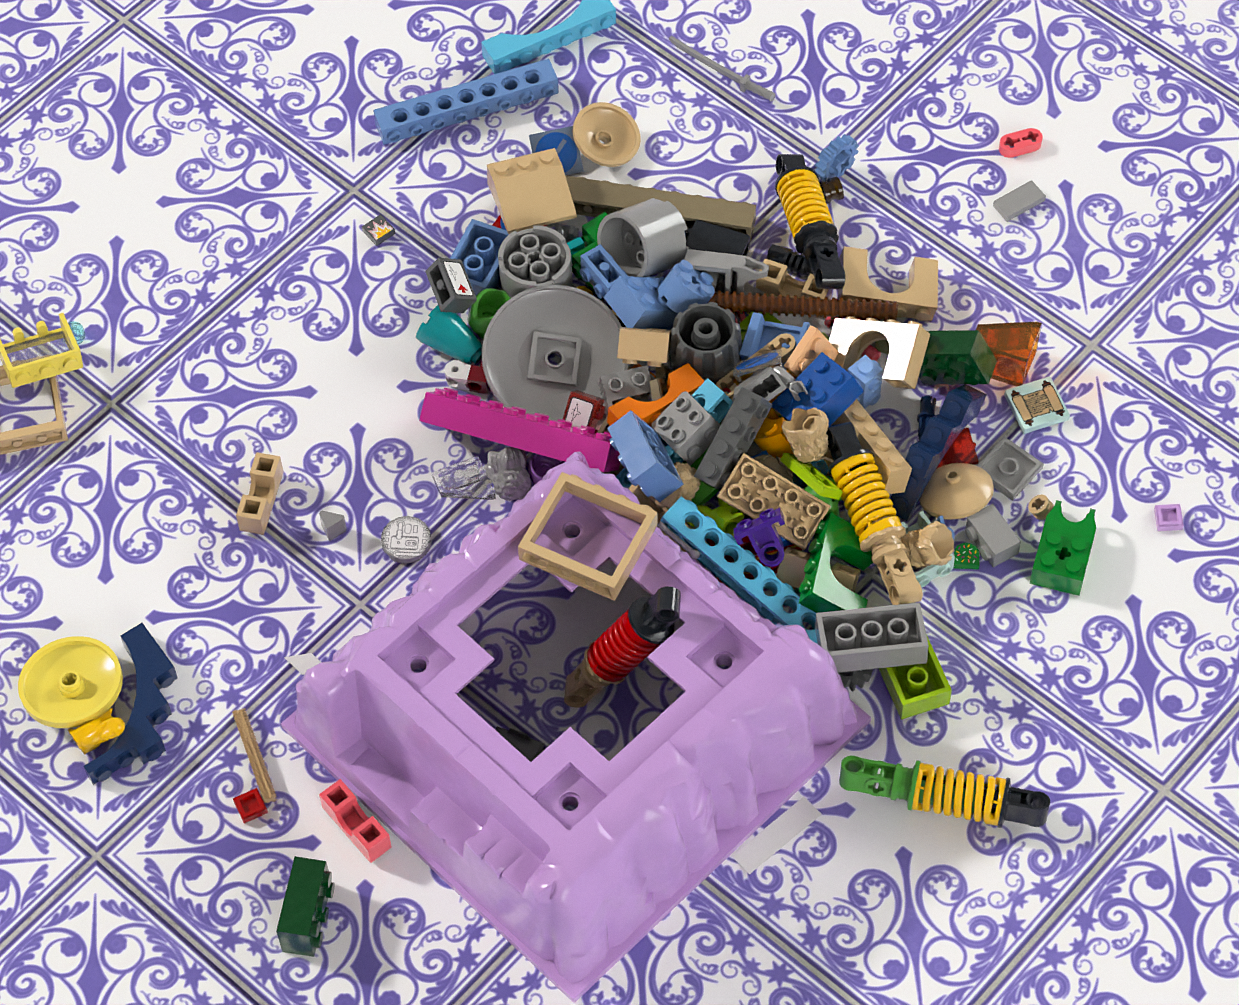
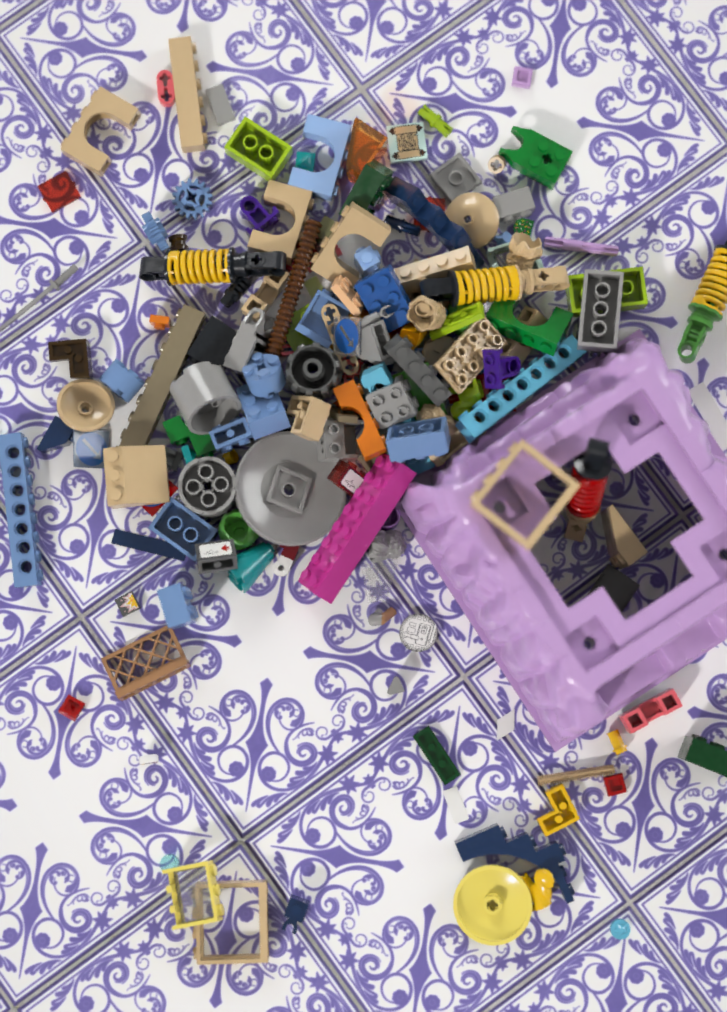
camera: 80 degrees left, 25 degrees up
(34, 469) = (295, 912): none -> dark blue brick
(59, 847) = (620, 929): none -> medium azure tile
(193, 626) = (455, 805): none -> white sticker
(194, 285) = (148, 759): none -> white tile
(200, 744) = (562, 813): none -> yellow brick
(243, 198) = (71, 708): none -> red tile
(253, 591) = (436, 755): none -> dark green tile
(257, 505) = (359, 737): tan arch -> none
(293, 267) = (150, 678): none -> medium nougat fence
(306, 795) = (617, 742): none -> yellow pin
(383, 265) = (177, 606): none -> medium blue brick
(415, 492) = (381, 618): none -> arm
(455, 225) = (146, 544): none -> dark blue sticker
(558, 114) = (56, 437): none -> dark blue slope
(589, 716) = (620, 540): none -> tan slope
(644, 162) = (122, 381): none -> medium blue brick
(664, 118) = (77, 353): none -> dark brown panel
(694, 554) = (502, 421): light grey hinge -> none
(728, 190) = (160, 322): none -> orange plate
(860, 66) = (59, 191): none -> clear red piece
(890, 193) = (198, 195): none -> medium blue gear
(891, 262) = (258, 217): none -> dark purple pin
(923, 68) = (102, 106): none -> tan arch
(952, 316) = (337, 137): none -> light blue arch
(962, 627) = (580, 246): none -> lavender axle
(972, 244) = (258, 150): none -> lime brick
(976, 301) = (305, 161): none -> teal tile
(1018, 162) = (186, 94): none -> tan brick
(1076, 429) = (435, 121): none -> lime pin

